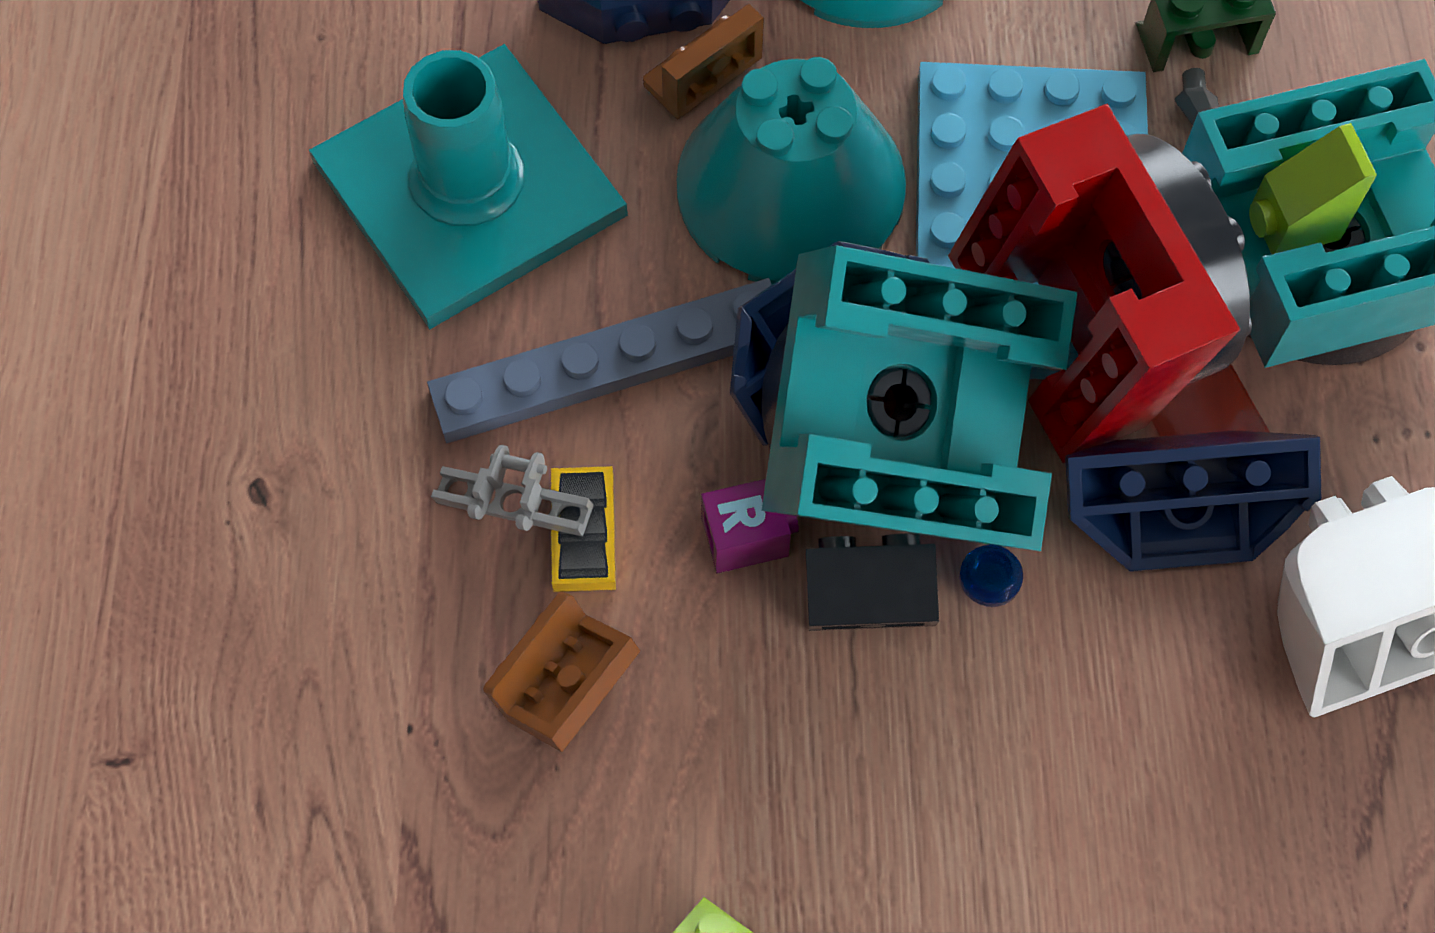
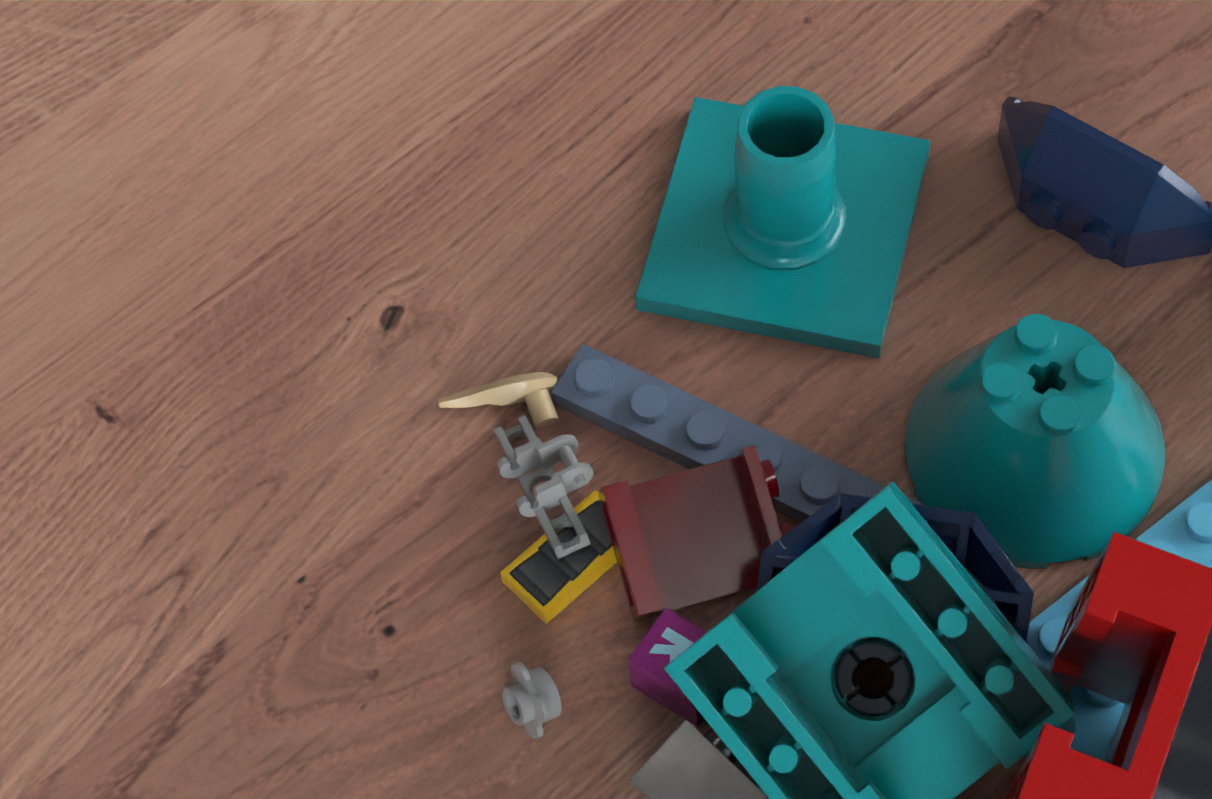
camera: 55 degrees right, 5 degrees down
(409, 464) = (527, 388): none -> tan bar
(559, 672) = (431, 636): dark orange bracket -> none
(656, 430) = (692, 532): none -> dark red panel
(672, 643) = (531, 698): none -> light grey plate
(707, 62) = (1069, 292): dark orange bracket -> none

